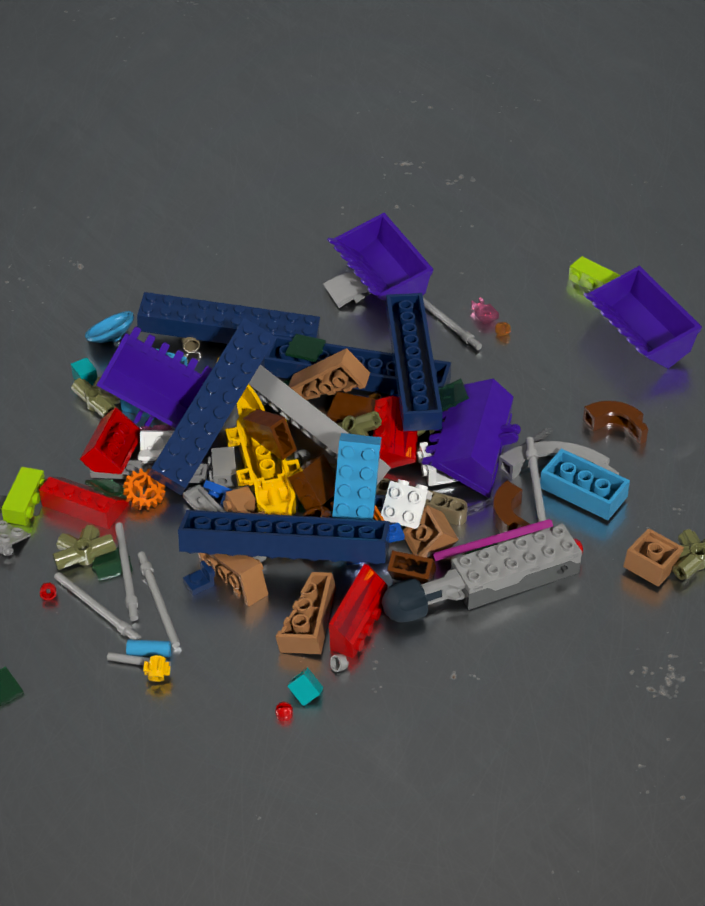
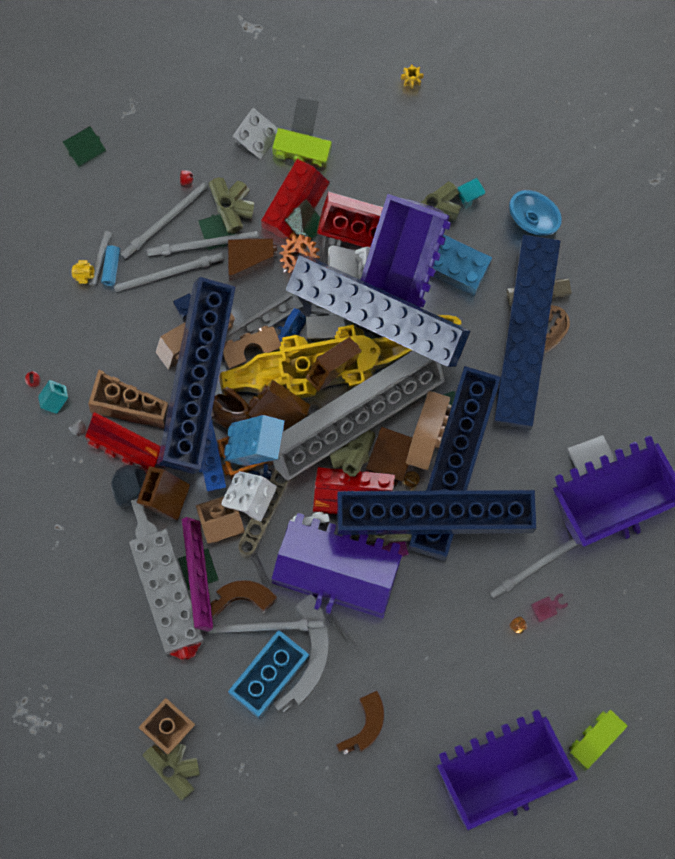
camera: 90 degrees right, 30 degrees up
(143, 531) = (249, 255): none -> reddish brown slope
(305, 347) = (477, 407): clear green piece -> none
(452, 394) = (386, 548): piece -> none

